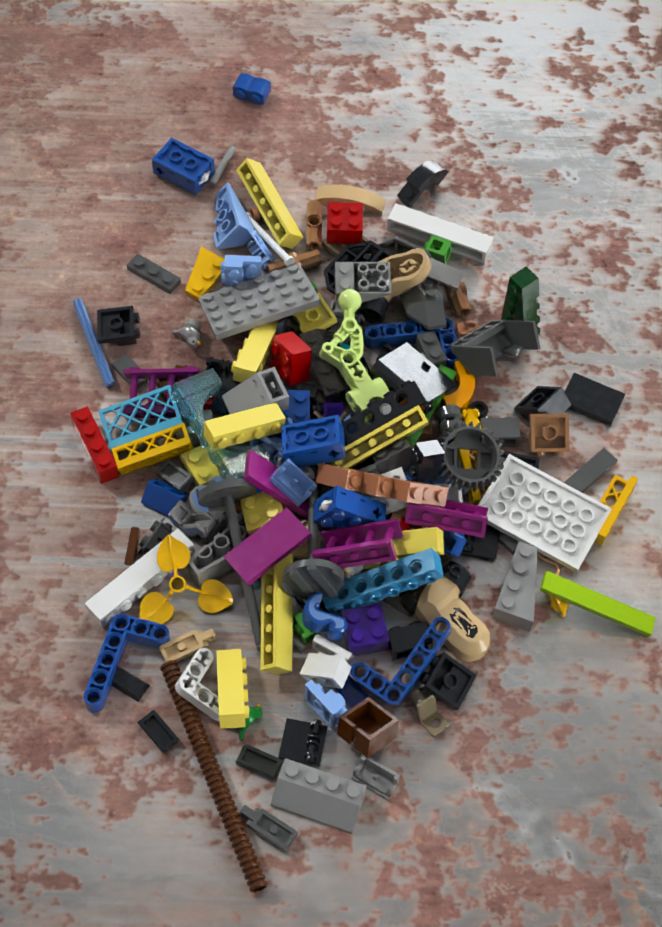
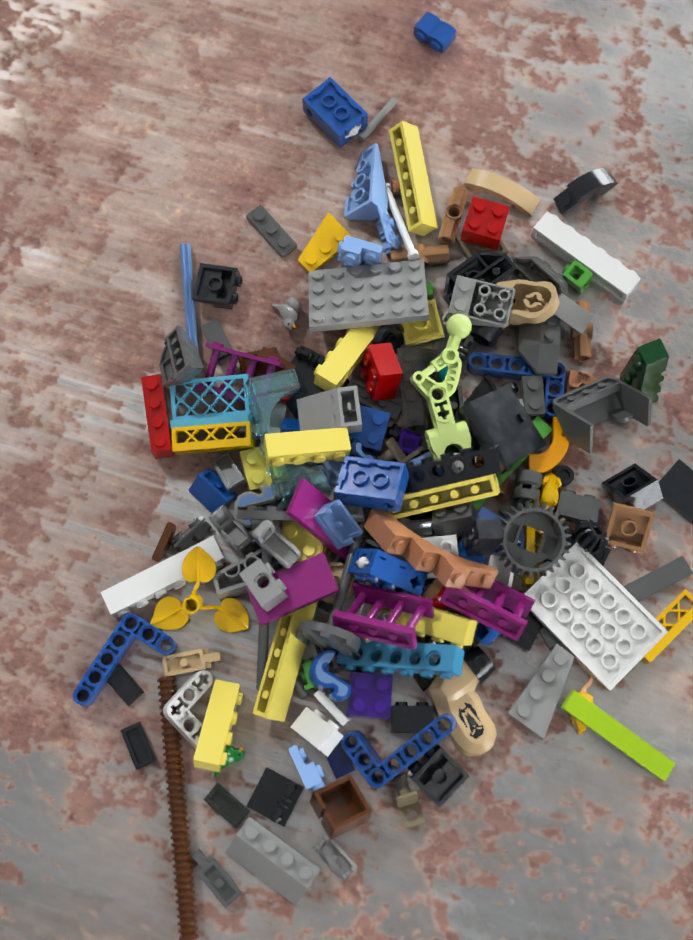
camera: 20 degrees right, 15 degrees up
(101, 391) = (179, 359): none -> dark grey wedge
(241, 511) = (276, 544): none -> light grey animal
(249, 554) = (255, 576): none -> light grey brick
(519, 447) = (591, 537): none -> black gear

